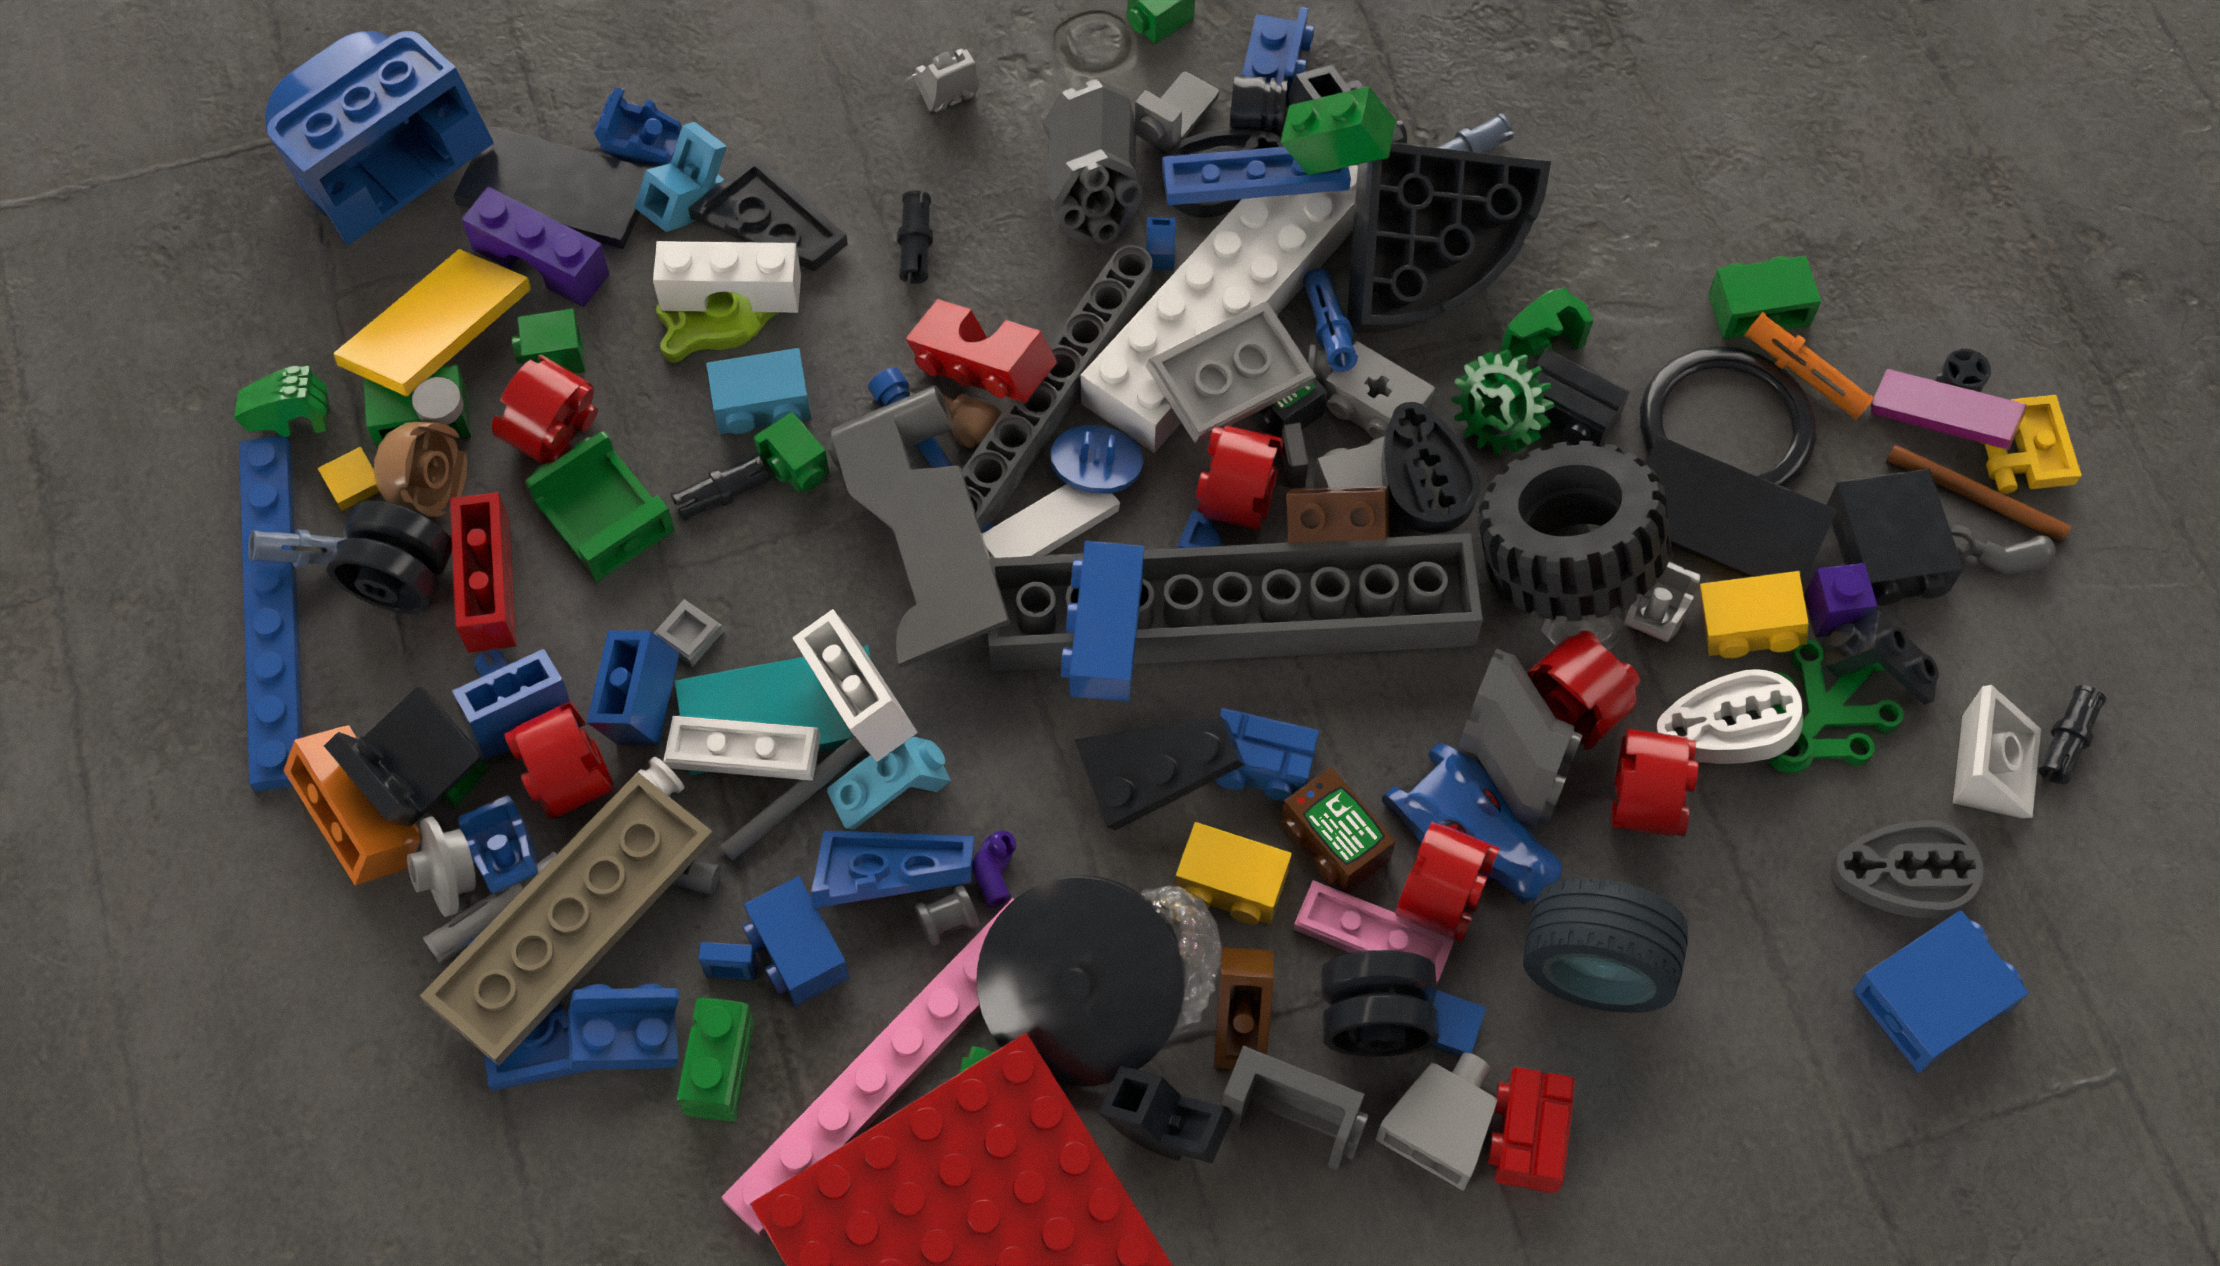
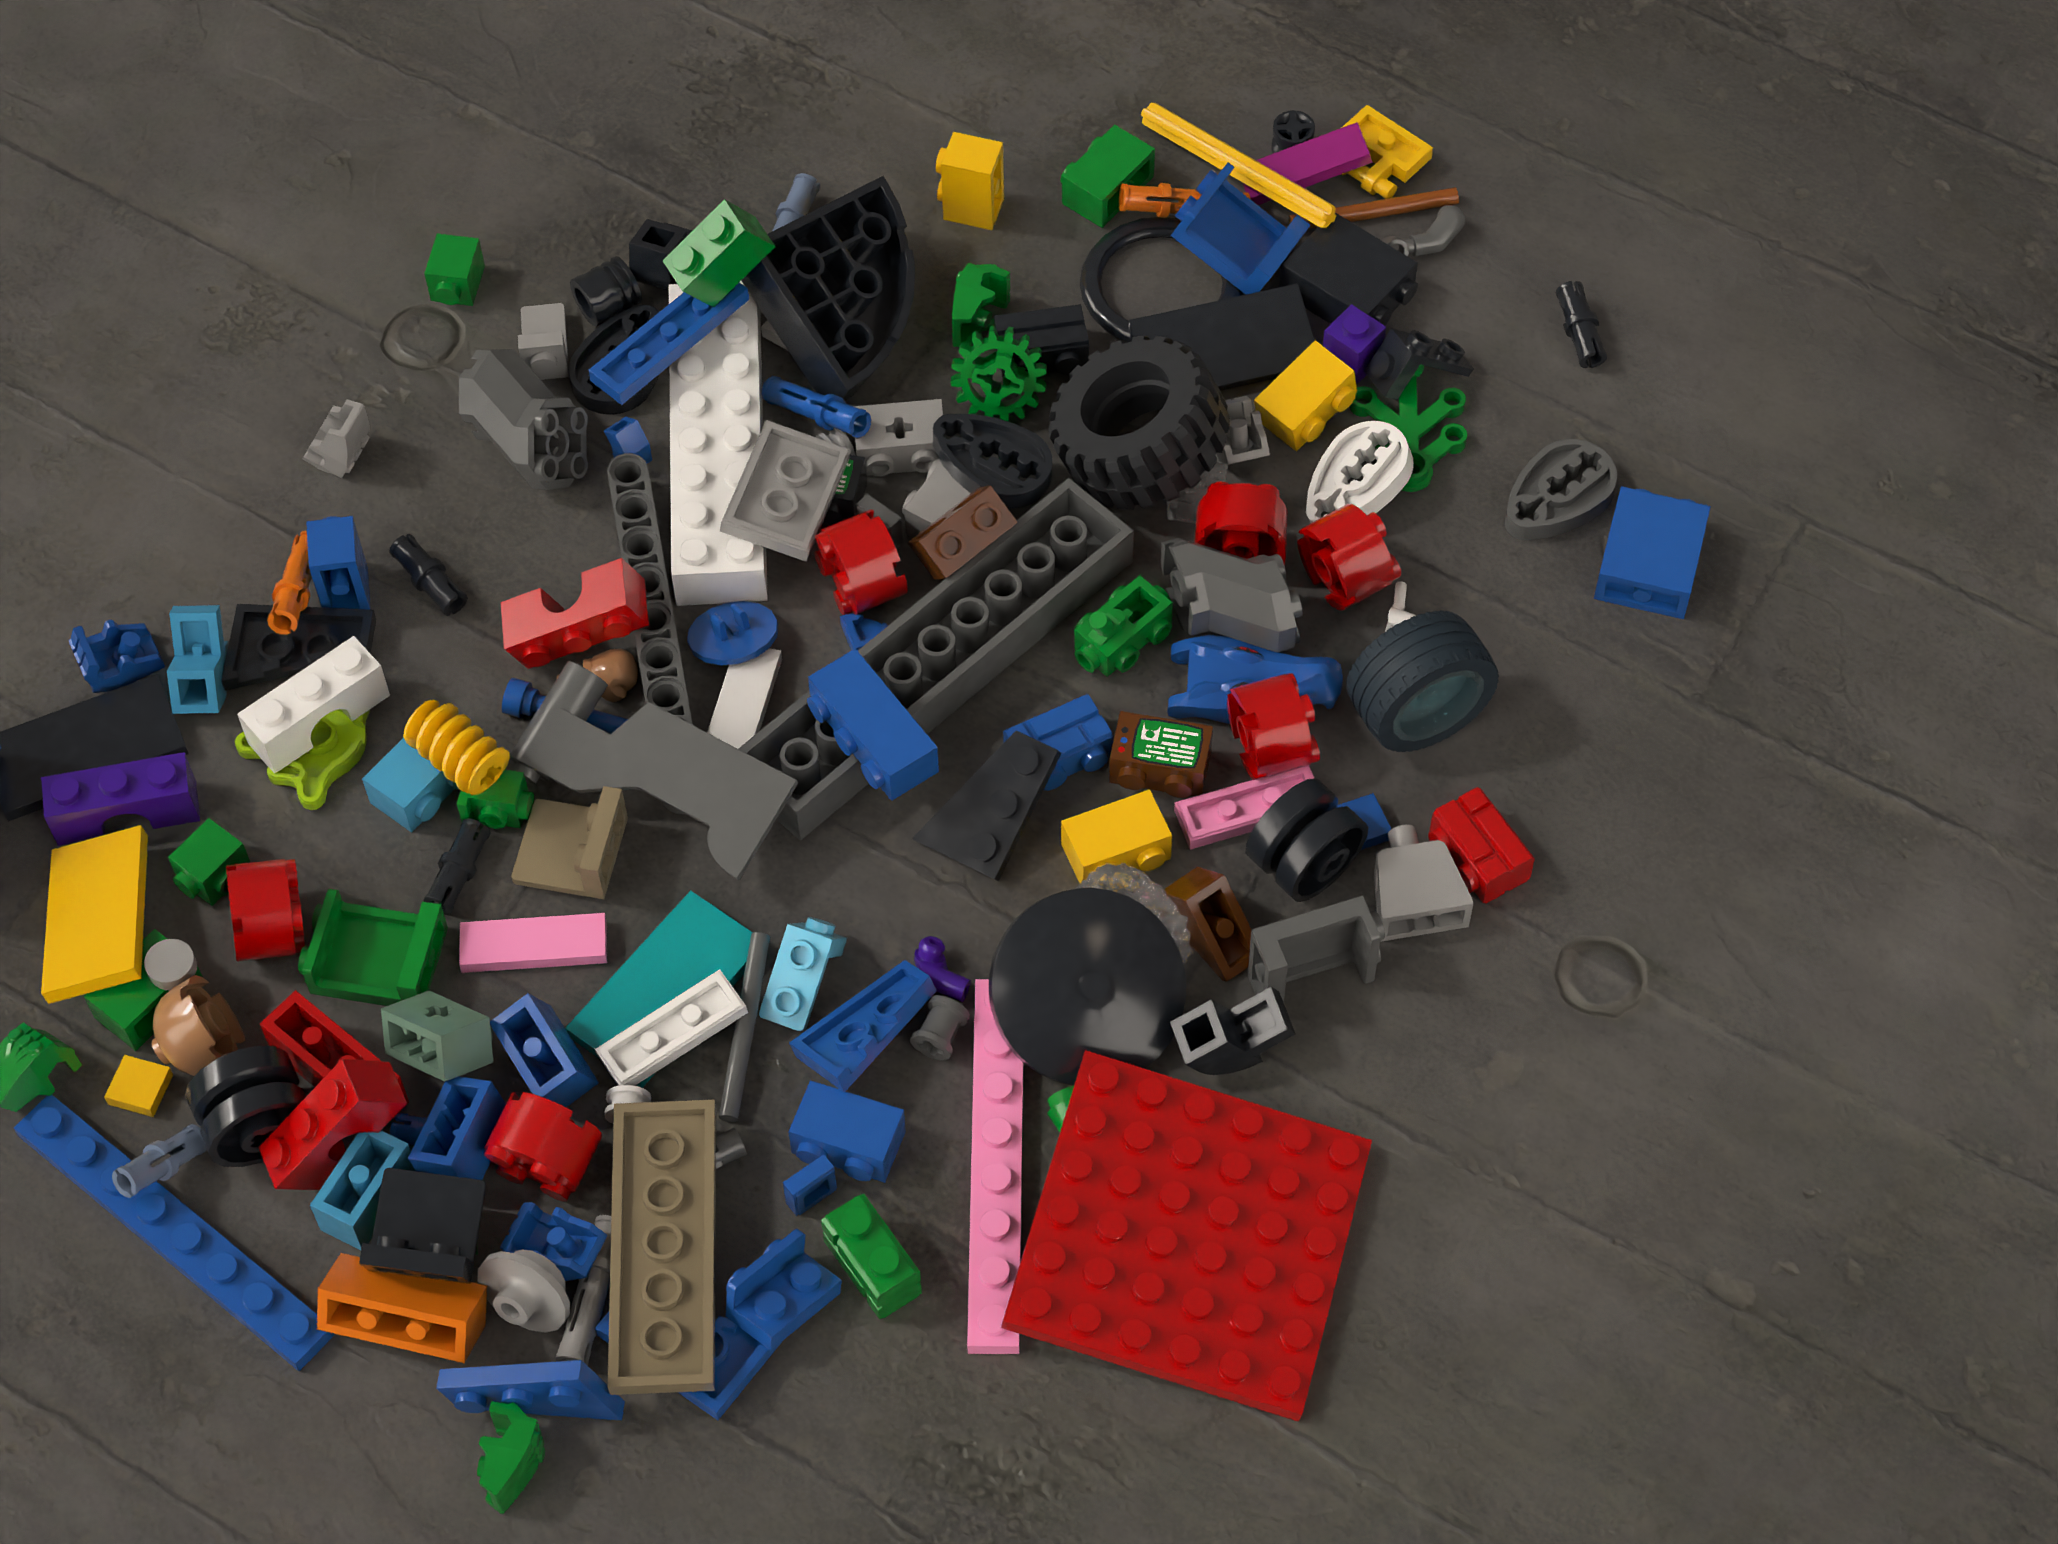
camera: 40 degrees left, 5 degrees down
(318, 992) = (510, 1459): none -> green hand
(369, 943) = (537, 1388): none -> blue wing
(389, 680) = (351, 1194): none -> dark azure brick
(415, 615) = (347, 1101): none -> red arch
(568, 611) = (437, 1035): none -> sand green brick
(689, 632) = (541, 981): light grey tile -> none
(719, 593) = (533, 942): none -> bright pink tile
(784, 390) = (456, 746): none -> yellow piece
(795, 175) = (292, 592): none -> orange pin
(815, 538) = (572, 845): none -> dark tan bracket
(846, 179) = (338, 563): none -> blue brick
(854, 685) = (725, 911): white brick -> none
(1277, 47) = (578, 240): blue bracket -> none
(1395, 695) = (1108, 636): none -> green brick
(1636, 219) = (971, 180): none -> yellow brick
(1653, 873) = (1396, 612): none -> white hand
(1824, 425) = (1235, 233): none -> blue panel
(1885, 370) = (1246, 168): none -> yellow axle
(1997, 756) = (1545, 375): white slope -> none

